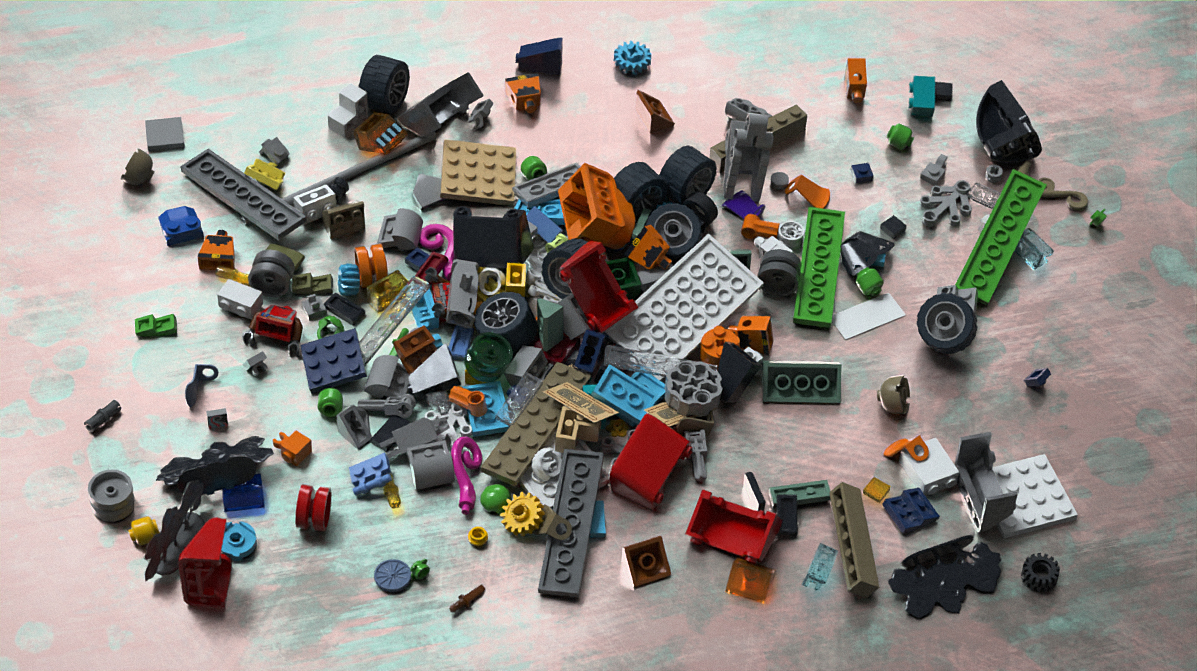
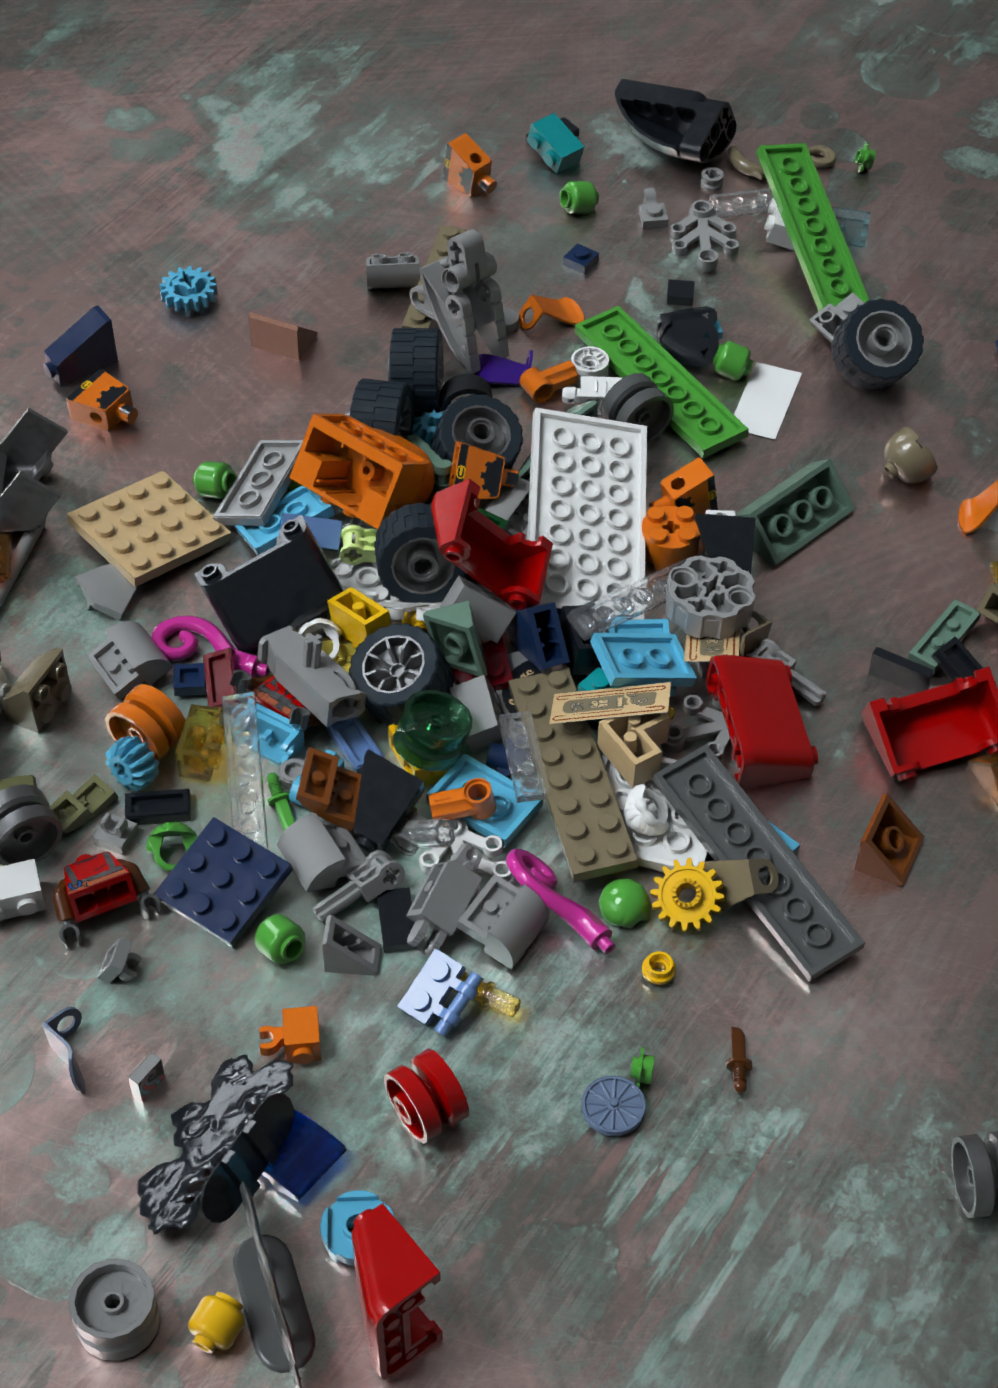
camera: 40 degrees left, 0 degrees up
(481, 111) = (70, 457): light grey plate -> none

